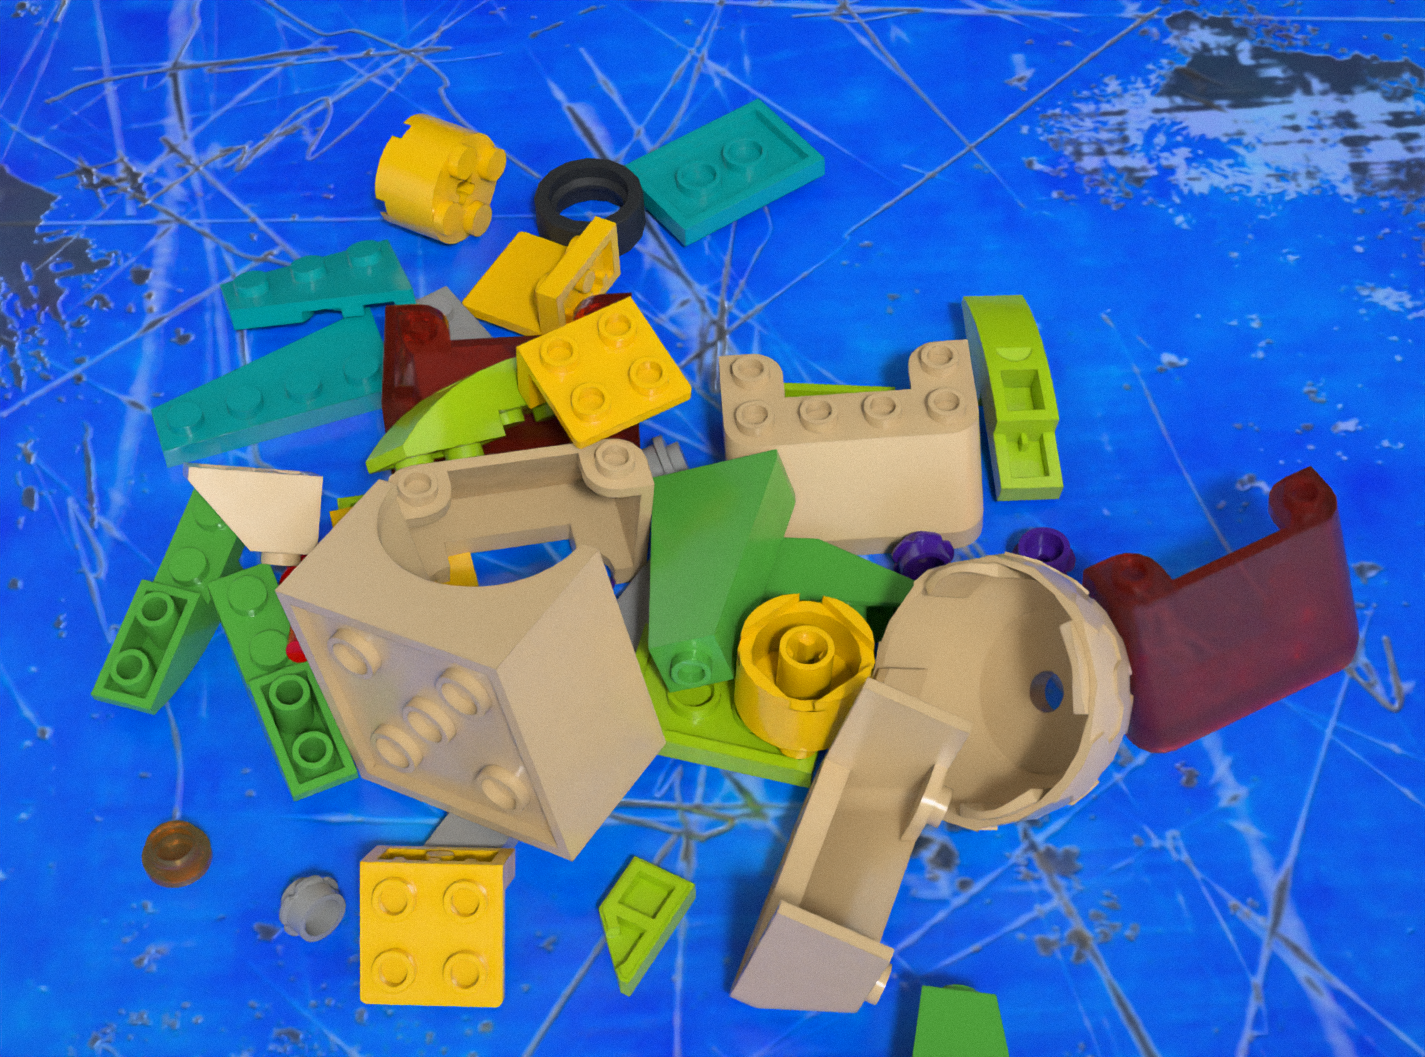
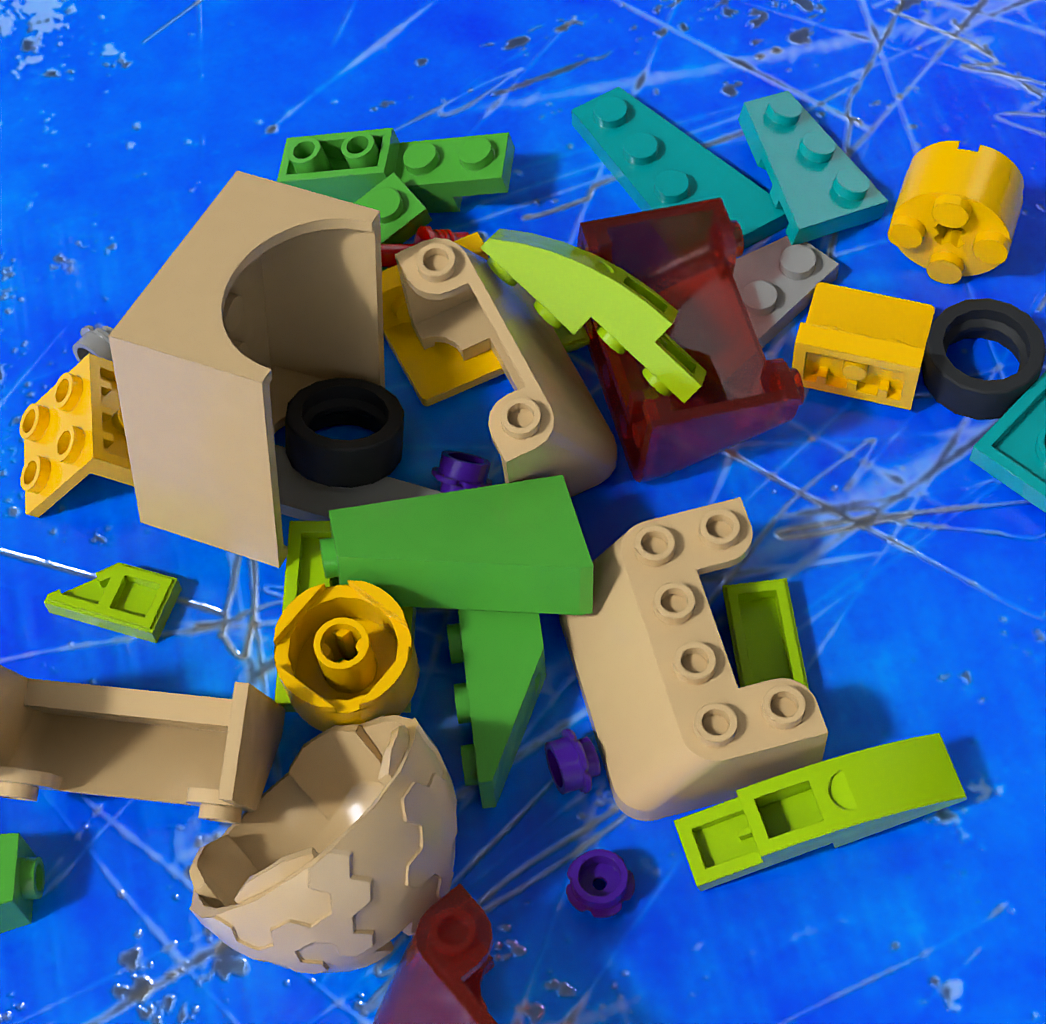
camera: 80 degrees right, 10 degrees up
(176, 854) = (146, 246): clear orange plate -> none
(264, 507) = (463, 169): tan slope -> none
(601, 373) = (617, 377): yellow bracket -> none
(665, 458) = (640, 499): light grey plate -> none

